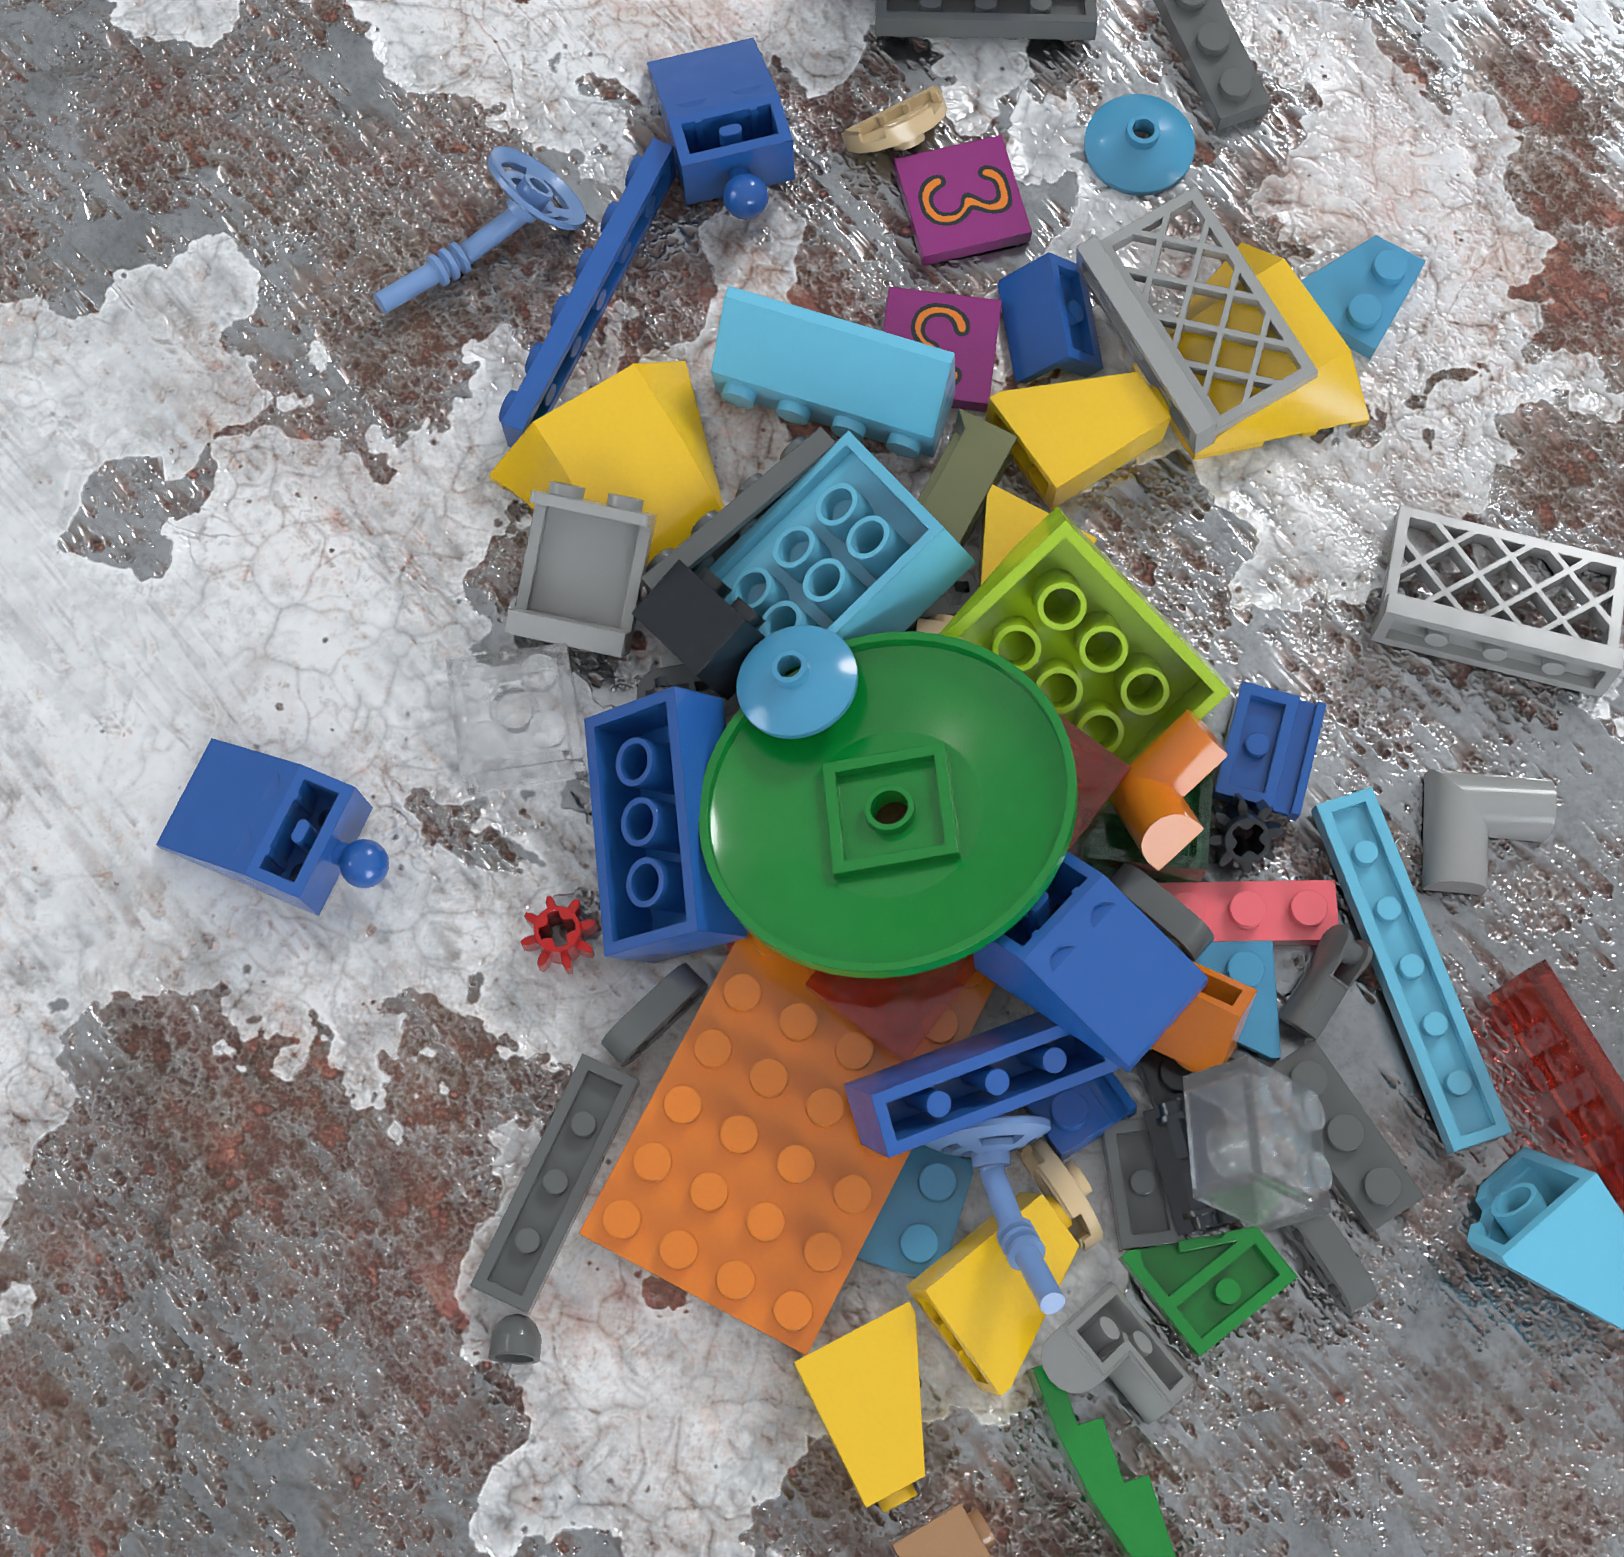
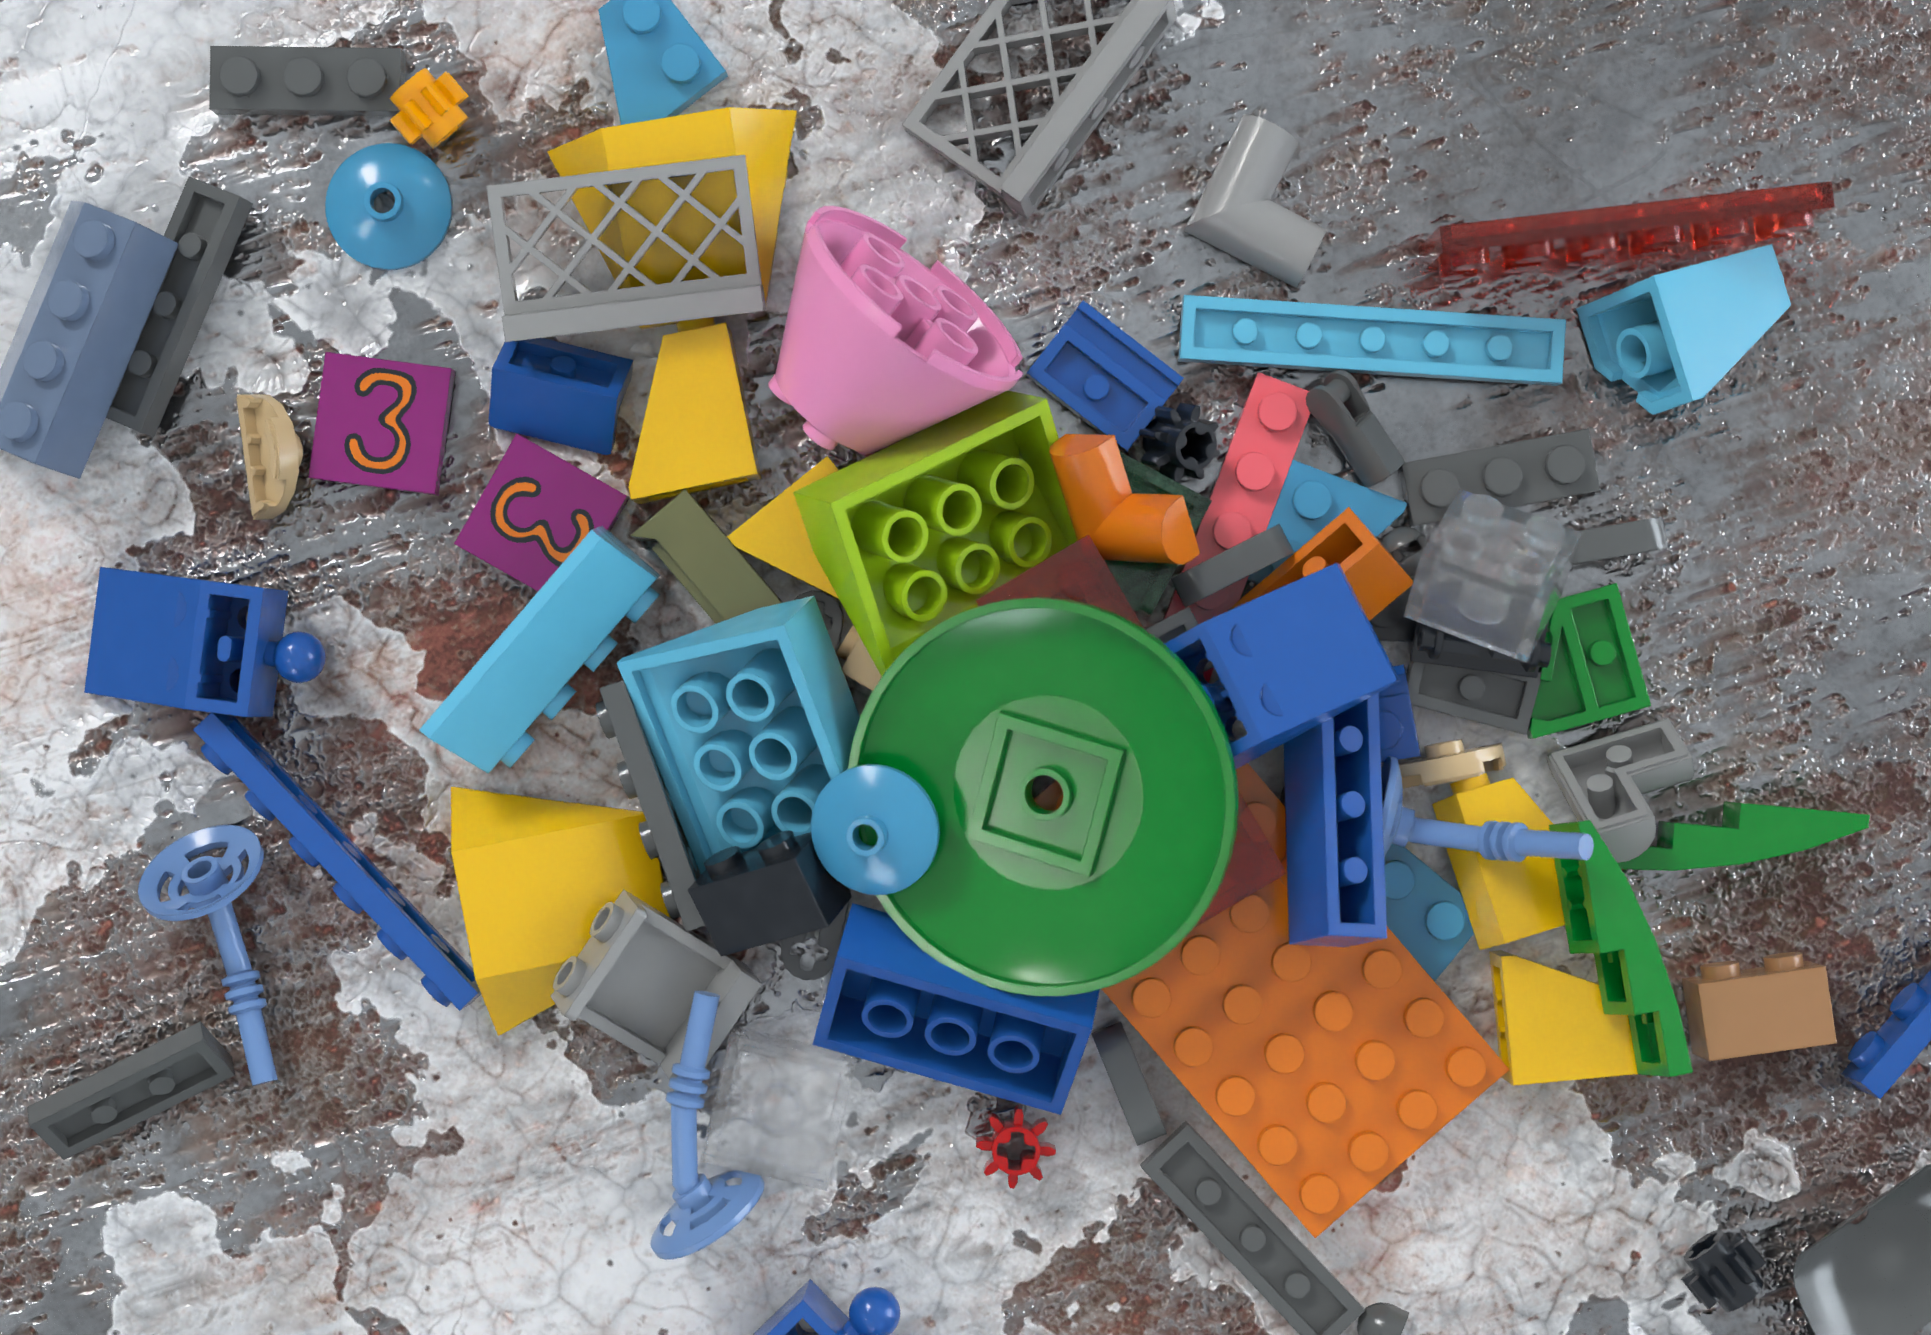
camera: 70 degrees left, 15 degrees up
(333, 206) = (131, 1091): none -> dark grey plate
(411, 673) = (699, 1202): none -> medium blue dish
(984, 1382) = (1632, 978): none -> green slope
(1219, 536) = (881, 339): none -> bright pink cone
(1234, 135) = (429, 108): none -> light orange gear

